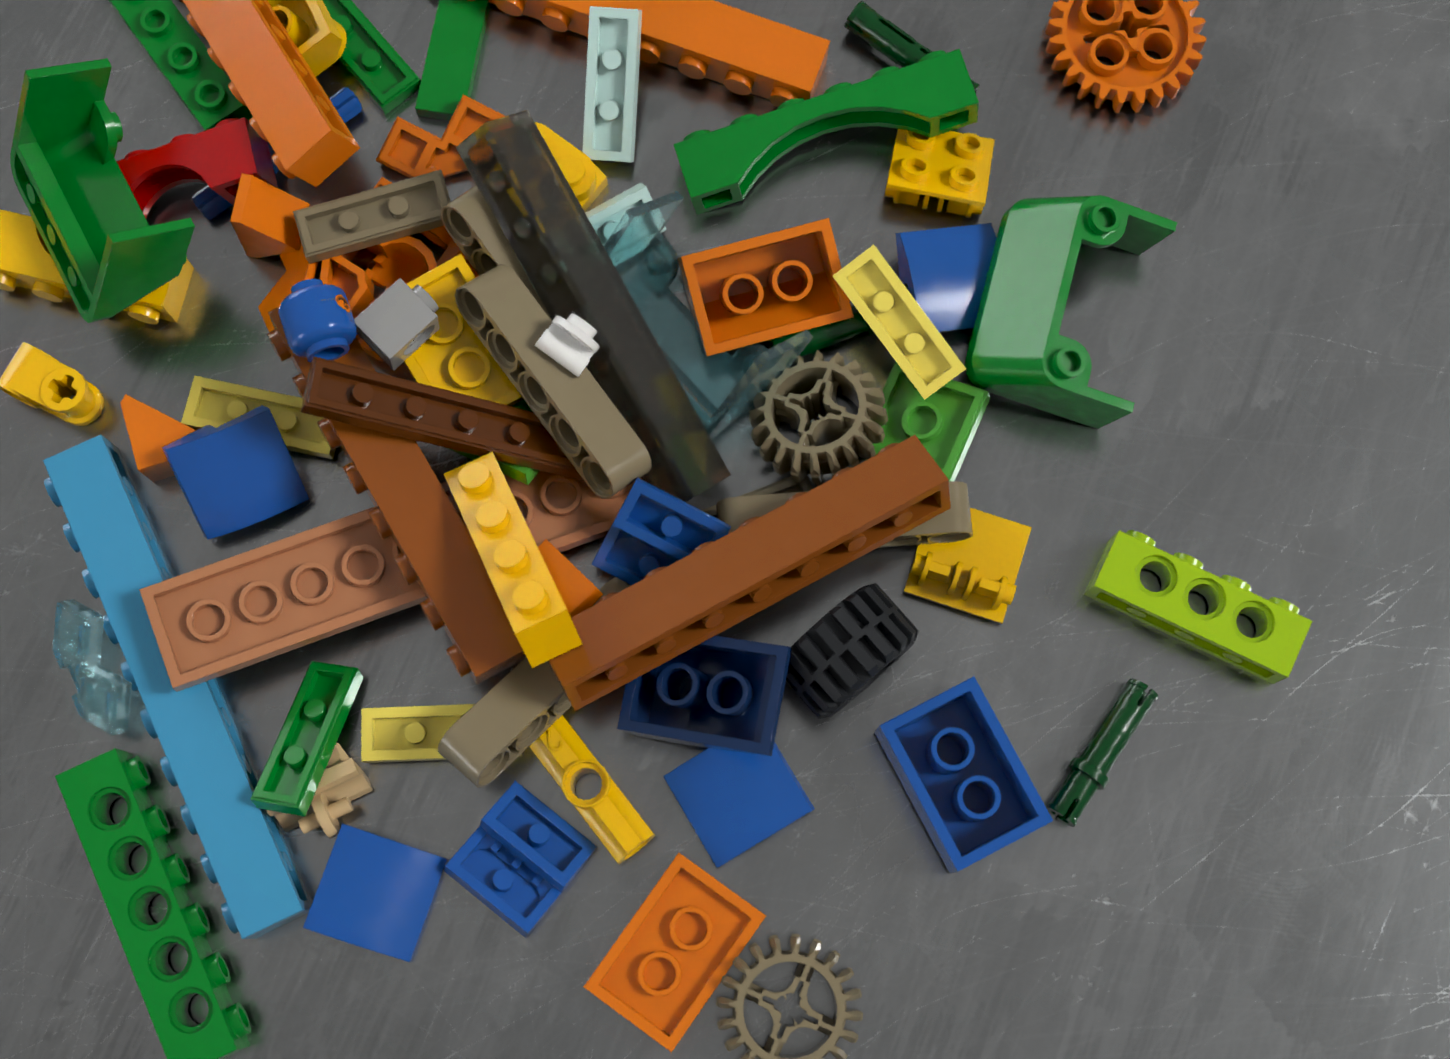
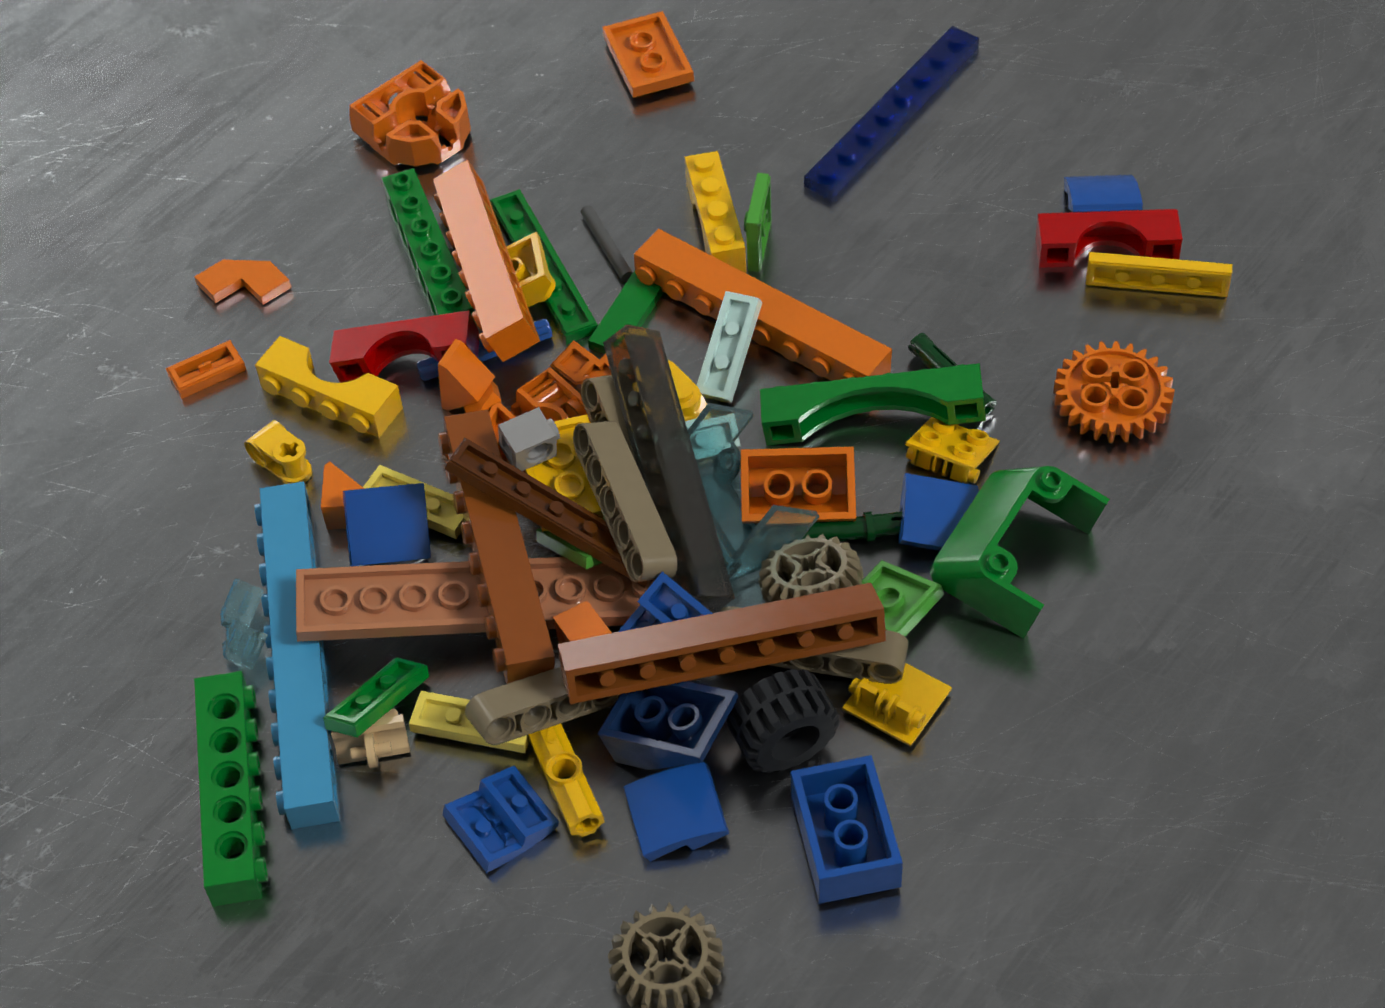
camera: 20 degrees right, 25 degrees down
(80, 196) = (341, 333): green windscreen -> none
(317, 320) = (476, 419): blue head -> none
(372, 216) = (533, 387): dark tan tile -> none
(375, 893) = (388, 812): blue slope -> none
(512, 560) = (558, 594): yellow arch -> none
(569, 343) = (642, 471): white plate -> none
(674, 952) = (590, 901): orange plate -> none
(899, 322) = (886, 524): light yellow plate -> none
(1099, 756) = (948, 855): dark green pin -> none
(1277, 621) = (1070, 782): lime brick -> none

